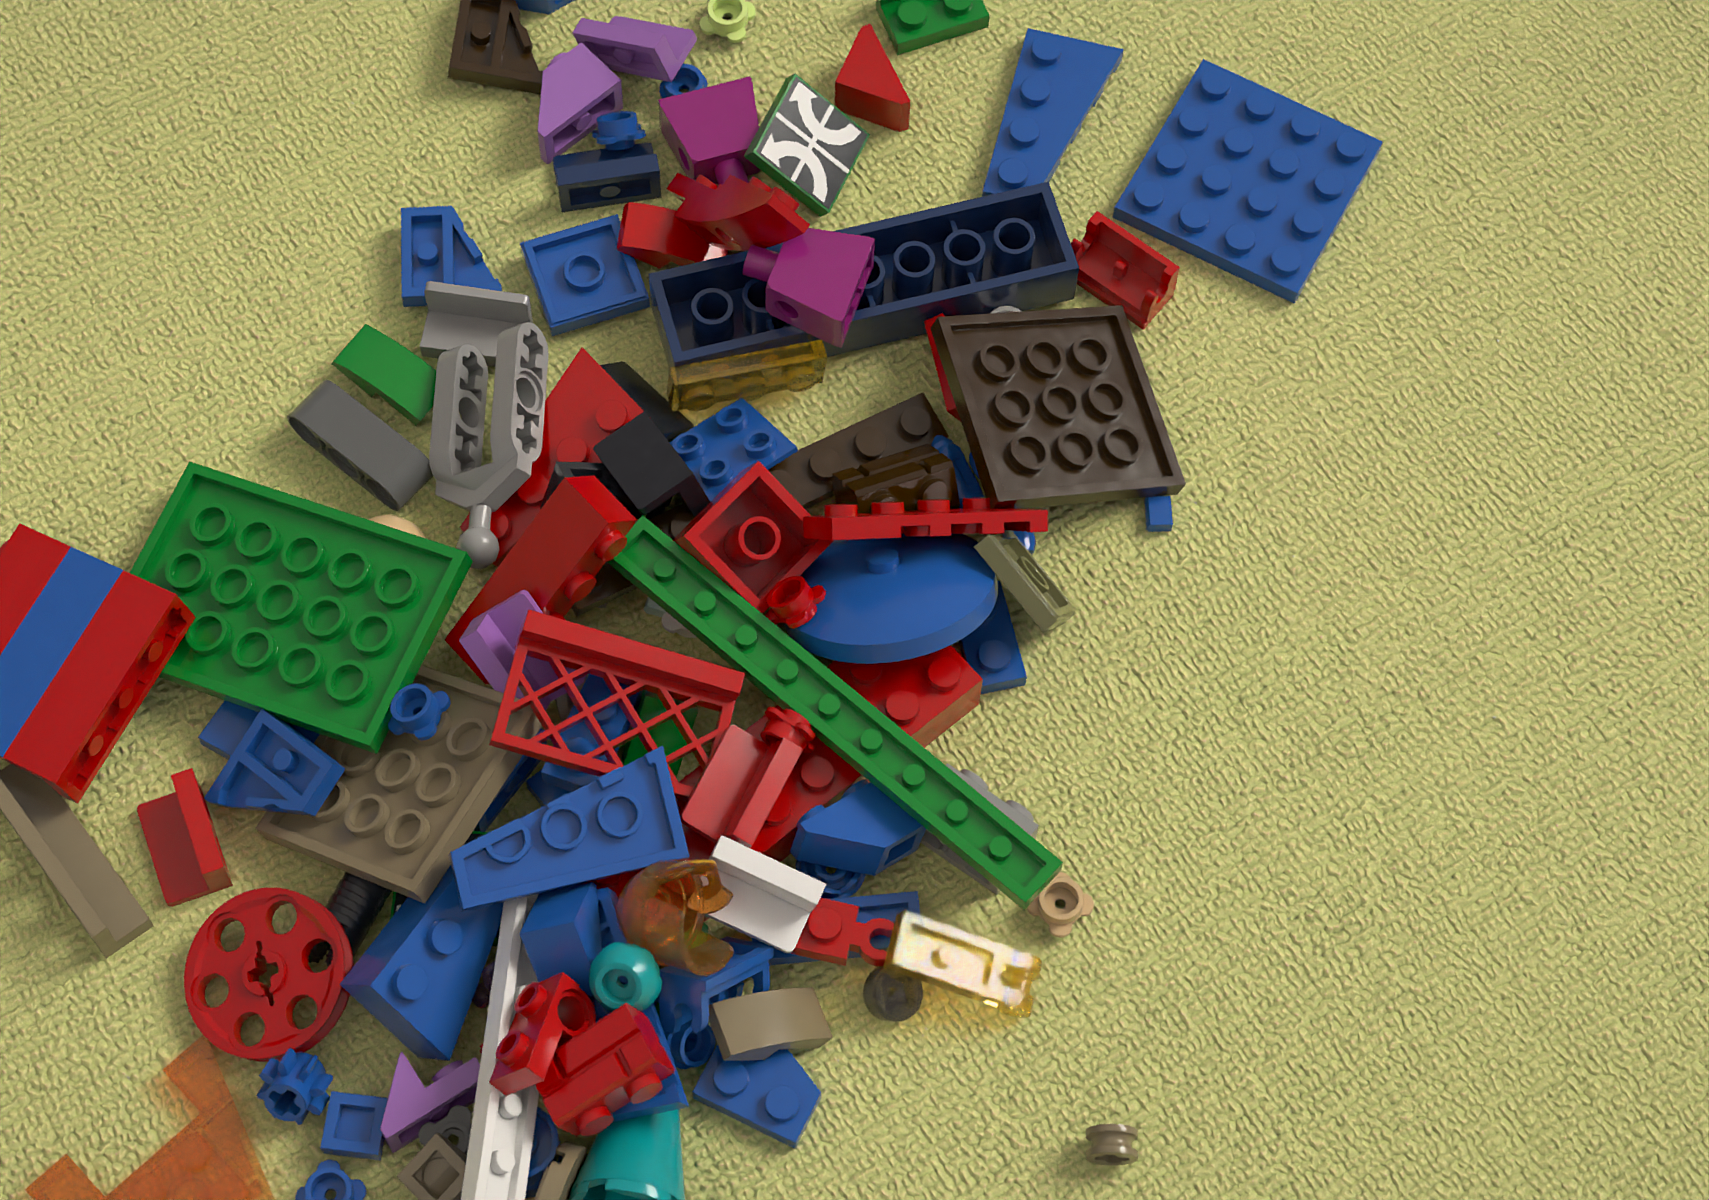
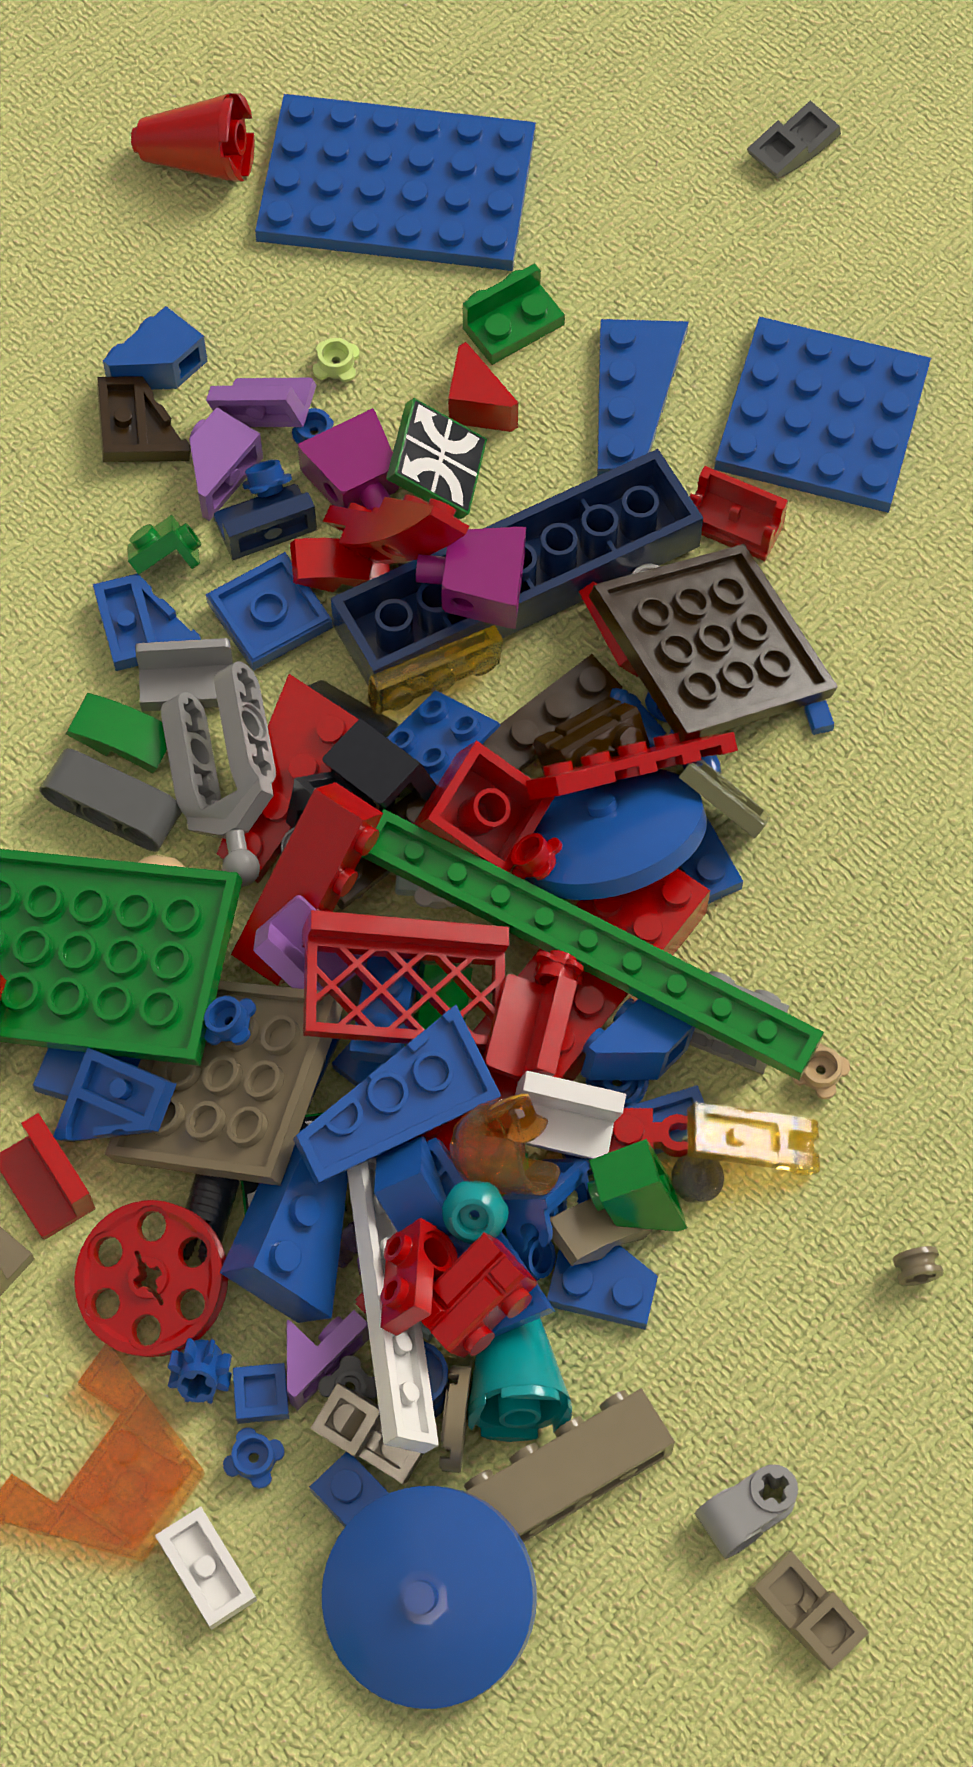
camera: 10 degrees left, 0 degrees up
(478, 176) = (154, 543): none -> green bracket
(817, 992) = (636, 1189): none -> green slope

